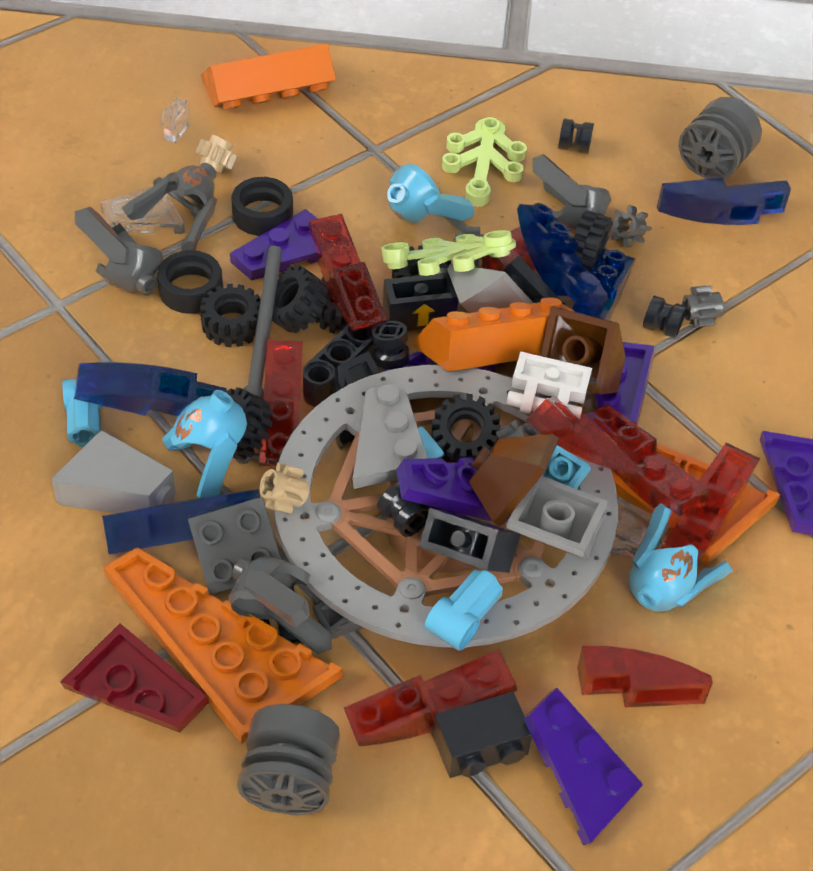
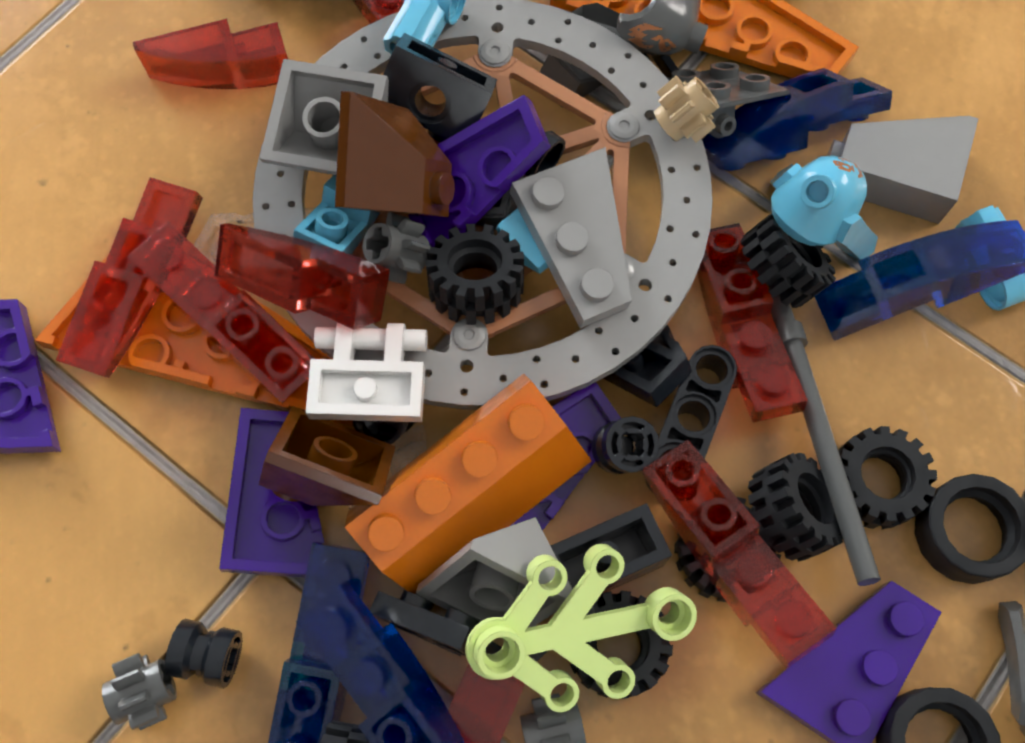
camera: 170 degrees right, 20 degrees up
(668, 575) = (175, 155): medium azure piece -> none

